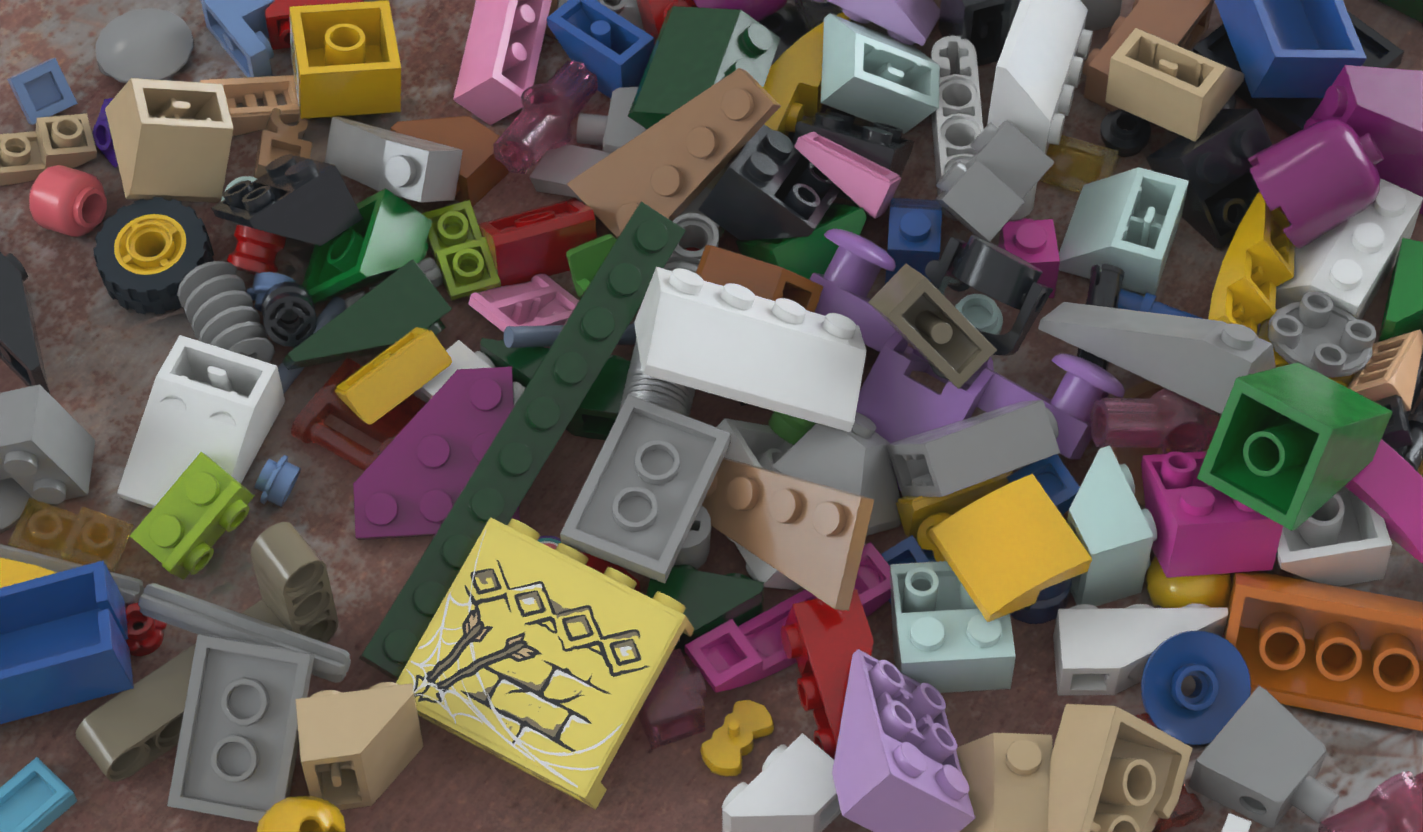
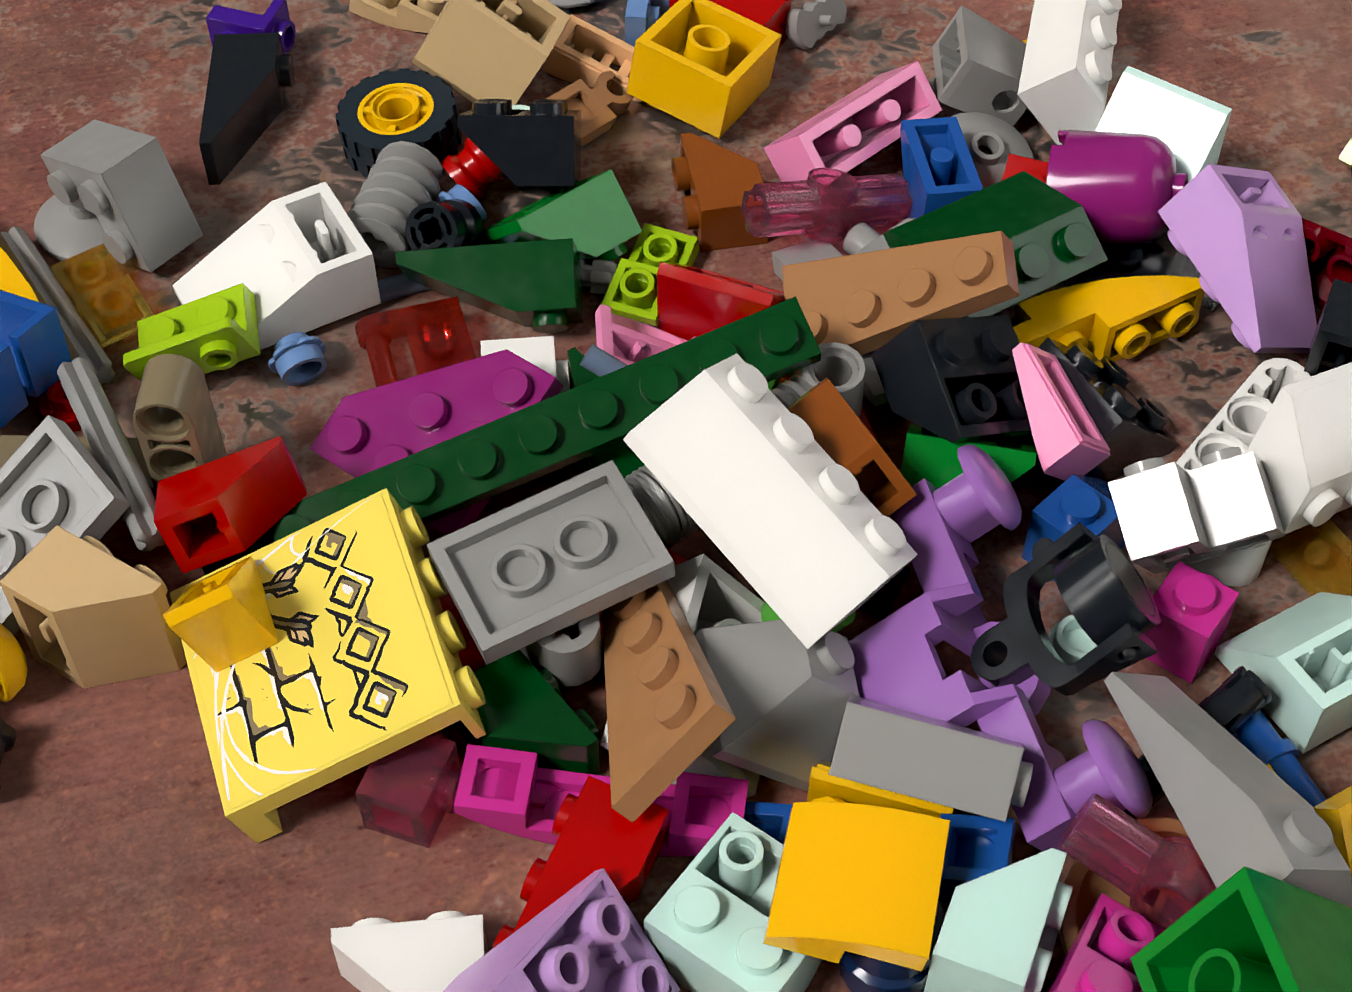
camera: 40 degrees right, 5 degrees down
(67, 201) = (378, 42): coral head -> none
(373, 608) = (226, 503): none -> red slope
(393, 161) = (658, 167): light grey slope -> none
(394, 375) = (464, 327): yellow slope -> none
(460, 671) = (225, 616): none -> yellow slope
(735, 738) = (444, 876): yellow piece -> none
(876, 75) = (1179, 351): light aqua slope -> none
(932, 325) = (980, 598): dark tan slope -> none

